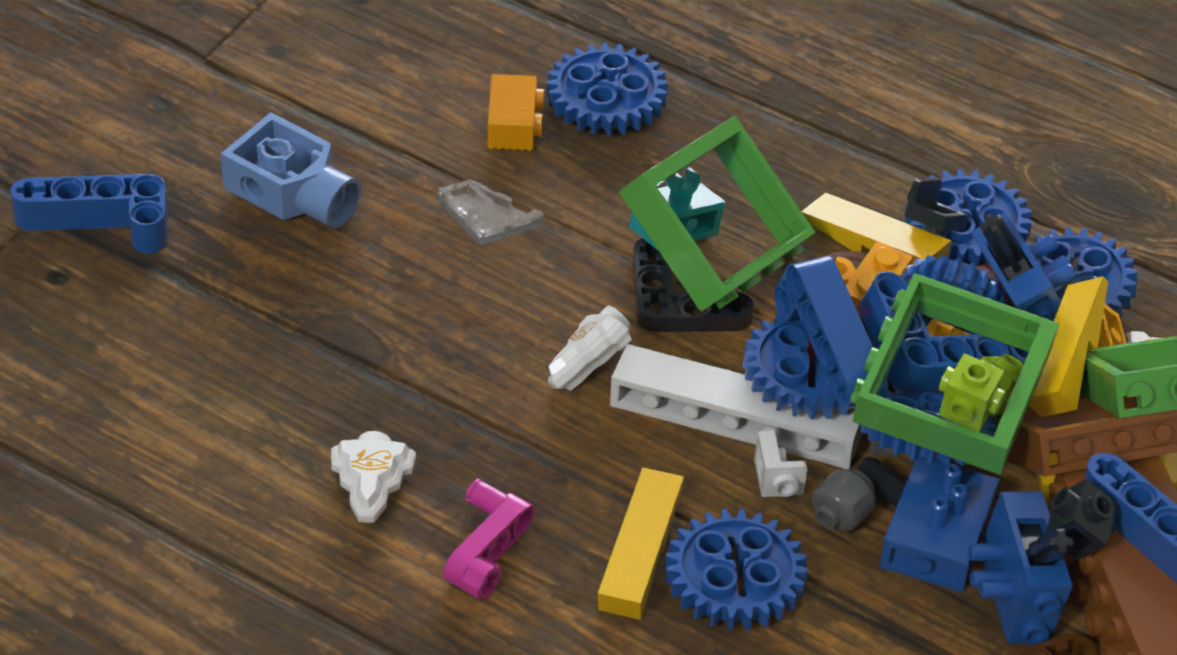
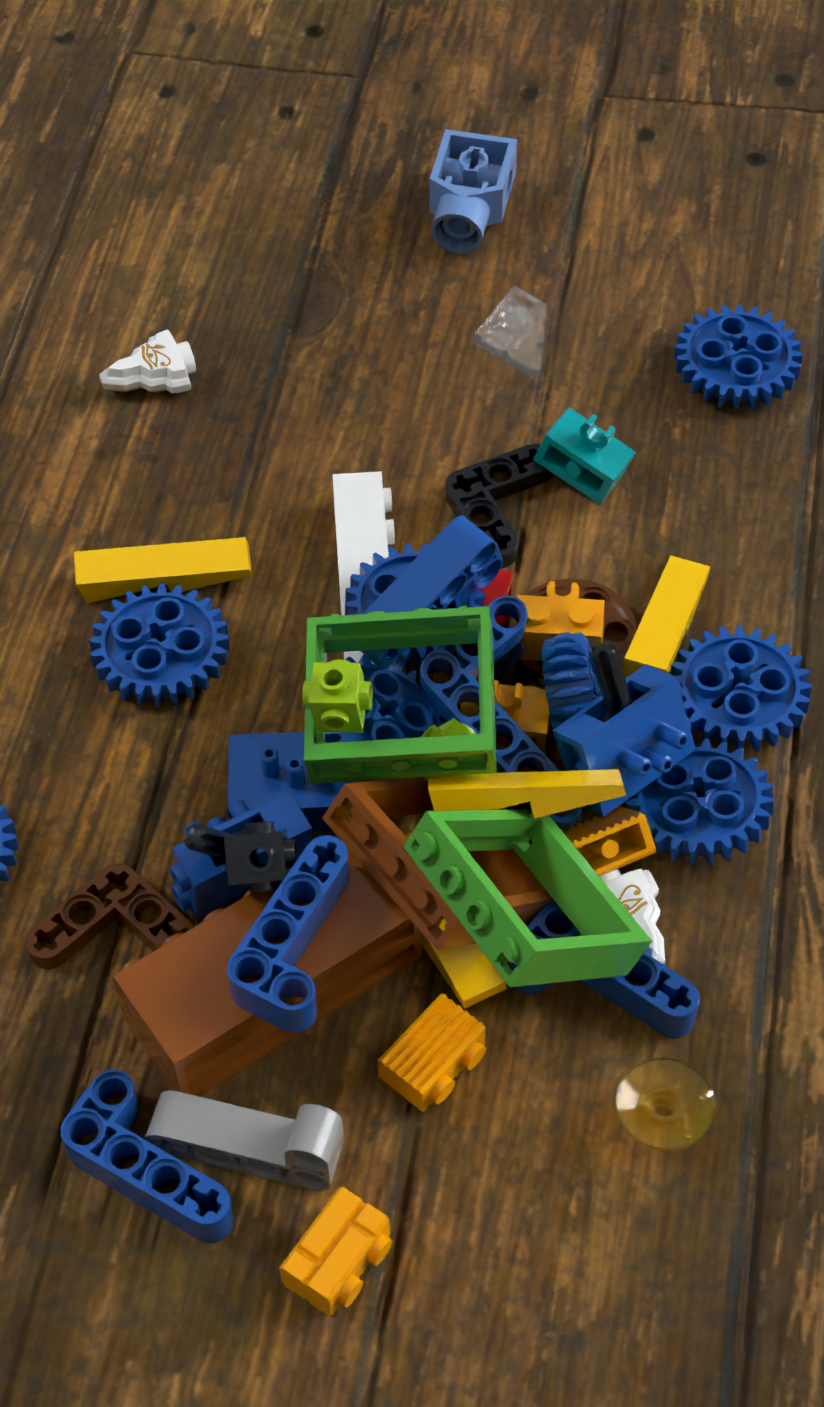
camera: 70 degrees right, 10 degrees up
(93, 203) = (379, 110): blue beam -> none
(473, 562) = (115, 467): dark pink beam -> none
(512, 112) = (658, 302): light orange brick -> none
(589, 347) = (375, 453): white rock -> none
(759, 186) = (591, 406): bright green window -> none
(774, 473) = (292, 633): white bracket -> none
(843, 500) = (276, 696): dark grey head -> none
(925, 209) = (698, 638): black bracket -> none

